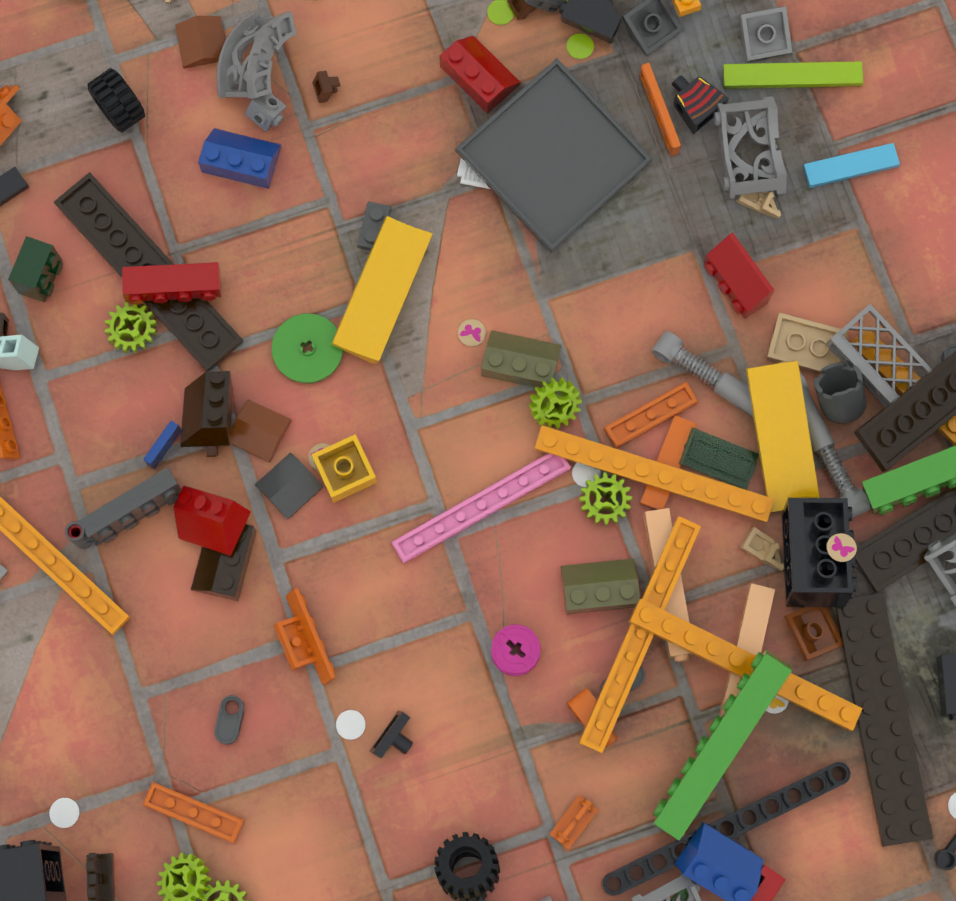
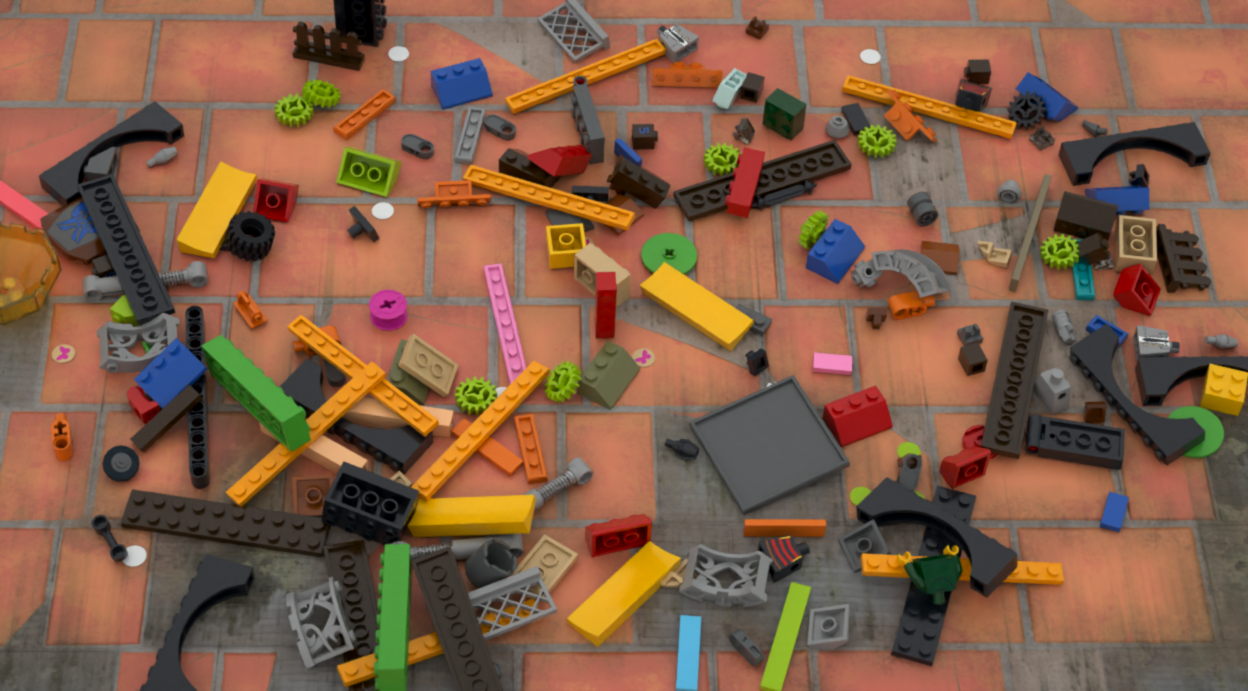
camera: 105 degrees right, 25 degrees down
(27, 207) = (837, 127): none -> light grey cone
(48, 154) = (876, 141): none -> lime gear
(72, 314) = (744, 131): none -> clear smoke tile
(104, 701) = (461, 83): none -> blue slope
(116, 100) = (899, 183): black tyre -> none
(122, 436) = (643, 136): none -> dark brown brick
(139, 71) = (922, 209): none -> dark grey wheel
(159, 237) = (783, 195): none -> black wheel
(160, 631) = (496, 125): none -> dark grey piece
(186, 659) = (470, 135): none -> light grey tile
(222, 183) = (813, 229): none -> lime gear
(246, 470) = (591, 192): none -> black tile
(274, 516) = (550, 197): none -> light orange plate
(296, 58) = (909, 305): none -> orange piece
(297, 763) = (368, 171): none -> lime slope
(380, 407) = (593, 260): none -> tan brick
(386, 865) = (275, 199): none -> red slope
(408, 119) = (832, 363): none -> bright pink tile
(439, 200) = (757, 361): none -> black tile
(444, 377) = (605, 304): none -> red brick
(591, 246) = (683, 448): none -> black piece
(592, 564) = (428, 365): none -> tan plate
(677, 699) = (394, 447): none -> black arch
(719, 458) = (477, 477): clear green piece -> none
(779, 846) = (166, 418): none -> dark brown tile
(806, 251) = (623, 593): none -> yellow arch
(824, 108) = (746, 647): none -> dark grey piece
(841, 547) = (363, 507): tan sticker -> none
(857, 874) = (120, 463): none -> black wheel

